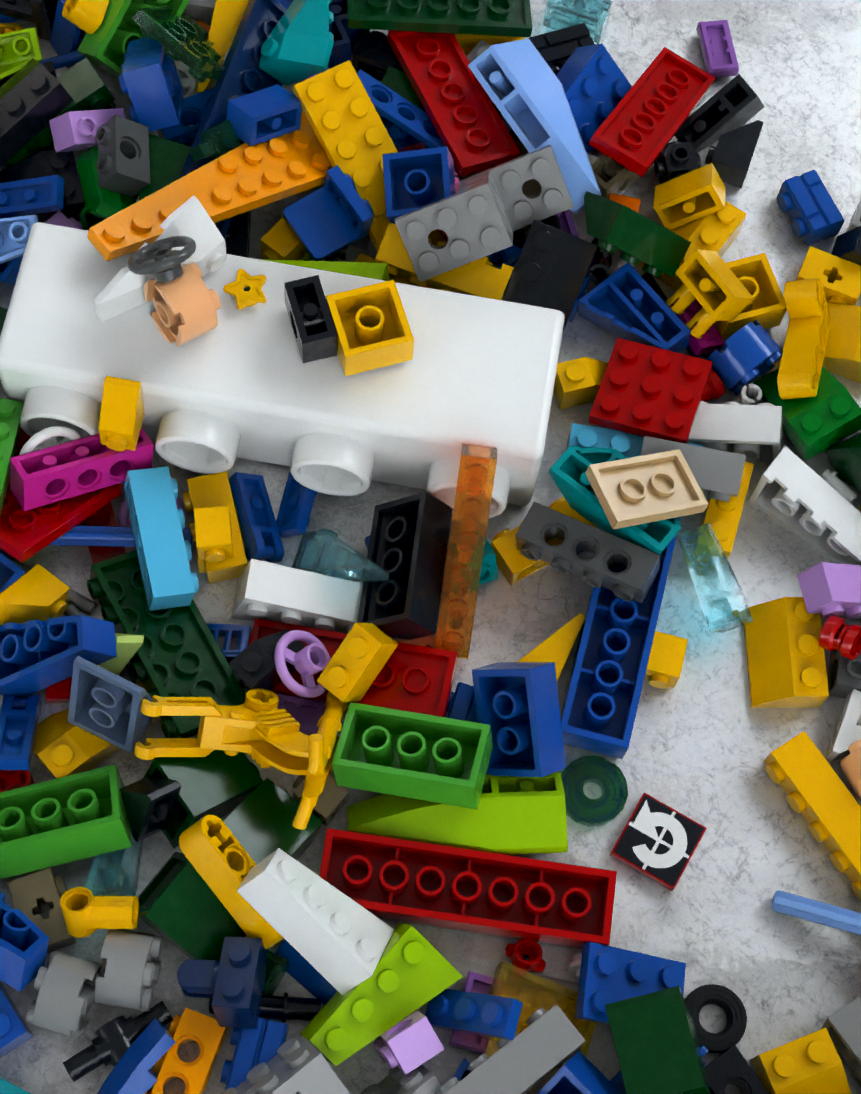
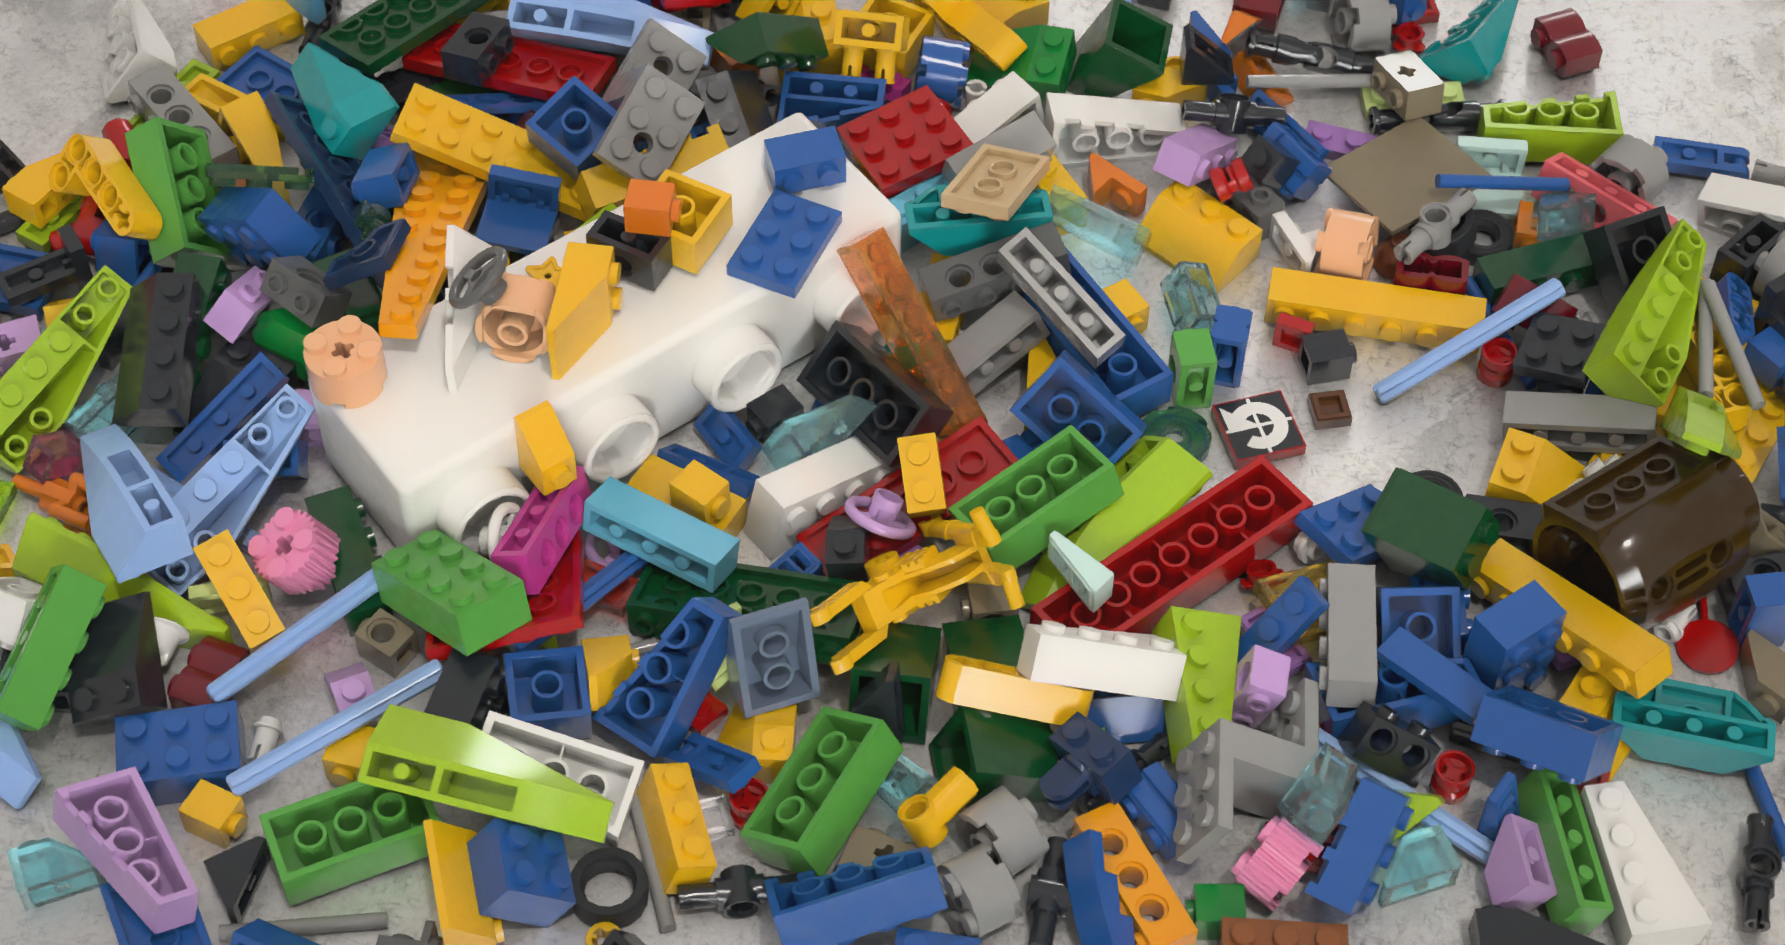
camera: 40 degrees left, 15 degrees down
(46, 237) = (345, 363): none -> light nougat brick
(172, 169) = (370, 256): none -> dark blue tile
(226, 333) = (582, 303): none -> yellow slope
(338, 302) = (651, 207): none -> orange brick
(342, 515) = (771, 411): none -> black brick
(378, 852) = (1082, 572): none -> light aqua slope
(429, 406) = (784, 243): none -> blue plate
(432, 67) = (477, 49): none -> black brick
(510, 356) = (805, 160): none -> blue brick
(533, 602) = (997, 340): none -> light grey brick
(593, 620) = (1060, 297): none -> light grey brick
(652, 753) = (1194, 368): none -> bright green brick
(699, 761) = (1230, 343): none -> blue brick
(716, 703) = (1190, 296): none -> clear light blue brick
(727, 876) = (1329, 409): none -> reddish brown tile
(766, 794) = (1290, 330): none -> red plate
(769, 551) = (1111, 183): none -> orange slope
(769, 835) = (1326, 356): none -> black brick

